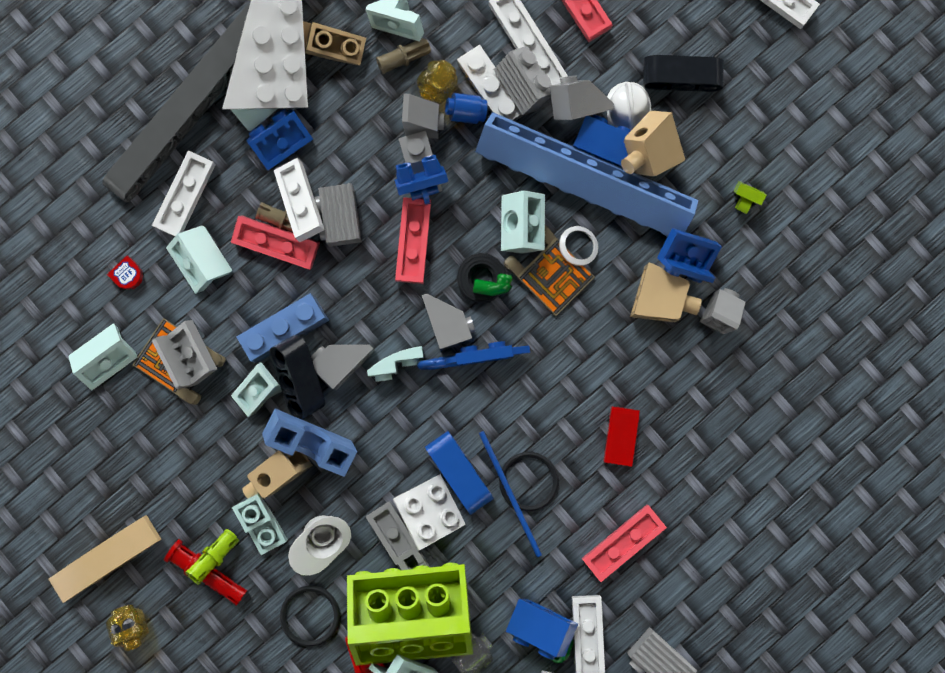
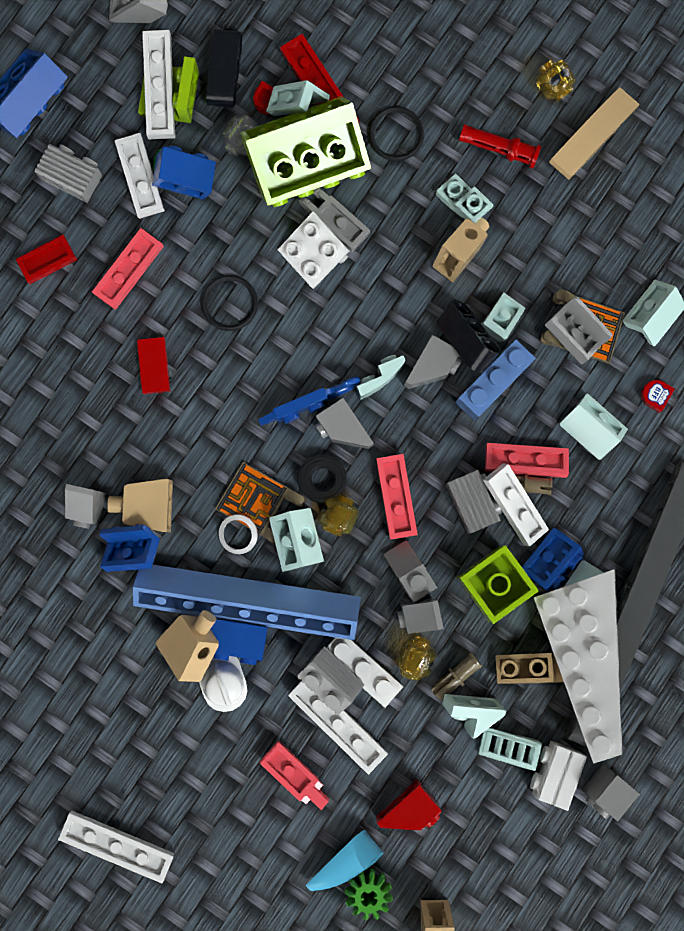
camera: 160 degrees right, 0 degrees up
(184, 194) = (626, 483): white plate -> none
(212, 556) = (498, 159): lime pin -> none
(293, 434) = (419, 280): medium blue arch -> none
(319, 544) = (405, 194): white piece -> none
(339, 128) = (497, 584): none -> lime brick
(423, 183) = (403, 550): blue hips -> none
(459, 472) = (295, 292): blue beam -> none
(466, 108) = (380, 638): blue brick -> none
(475, 236) = (339, 516): none -> clear yellow head
(491, 288) = (306, 469): green arm -> none
(510, 494) = (243, 286): blue piece -> none
(577, 99) = (274, 672): light grey slope -> none
(683, 73) = (177, 732): black beam -> none
(705, 577) = (46, 259): none -> red tile
(748, 195) = (86, 625): lime tile -> none

